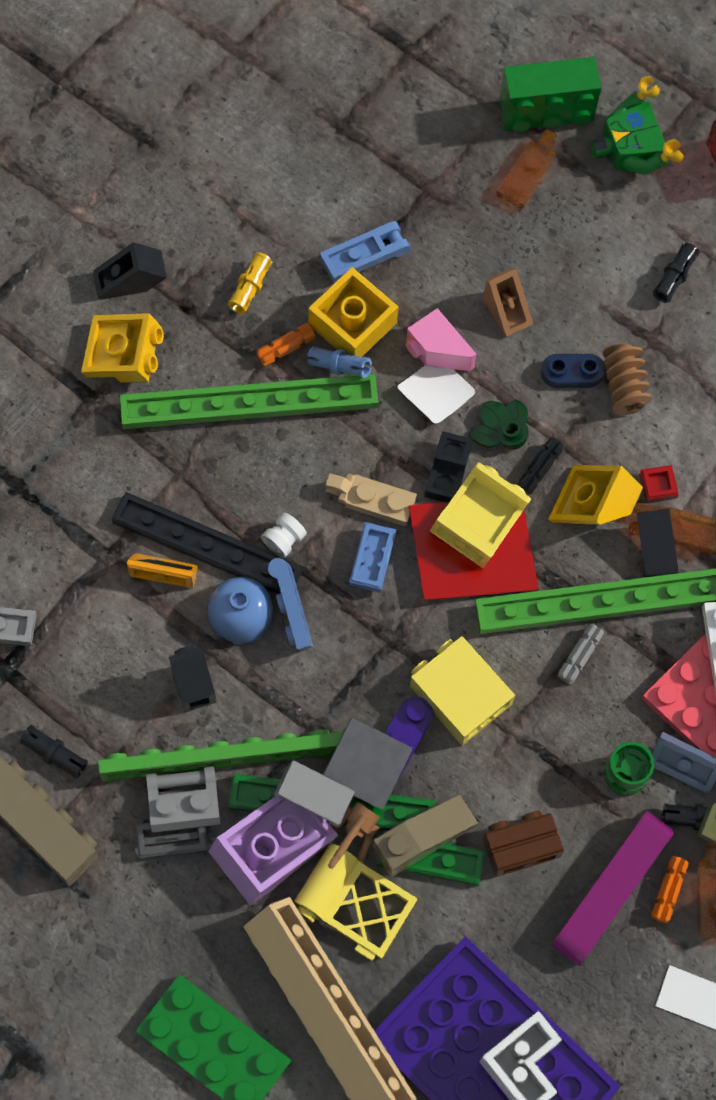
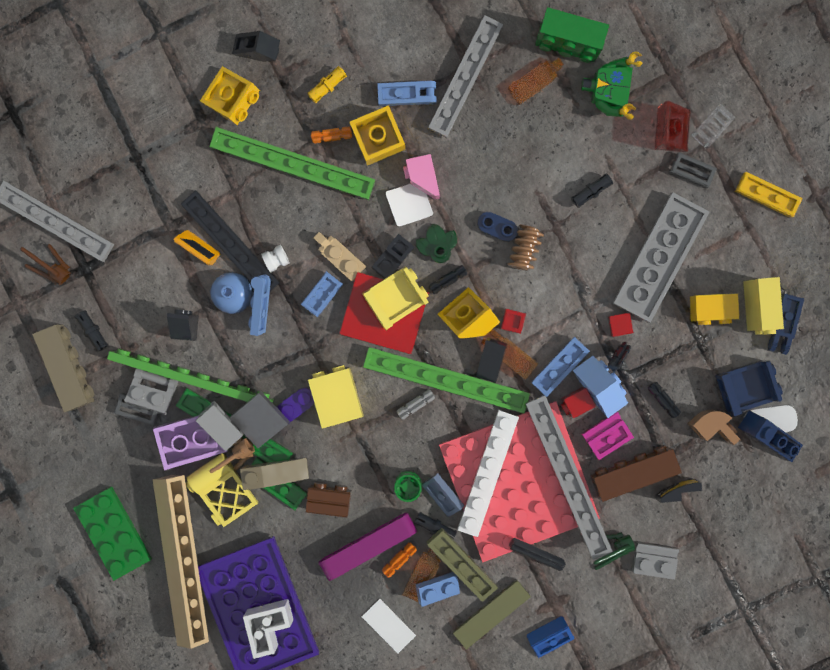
camera: 35 degrees right, 20 degrees up
(339, 362) = (356, 162): medium blue pin -> none
(434, 202) = (465, 76): none -> light grey plate
(507, 302) = (477, 167): medium nougat slope -> none

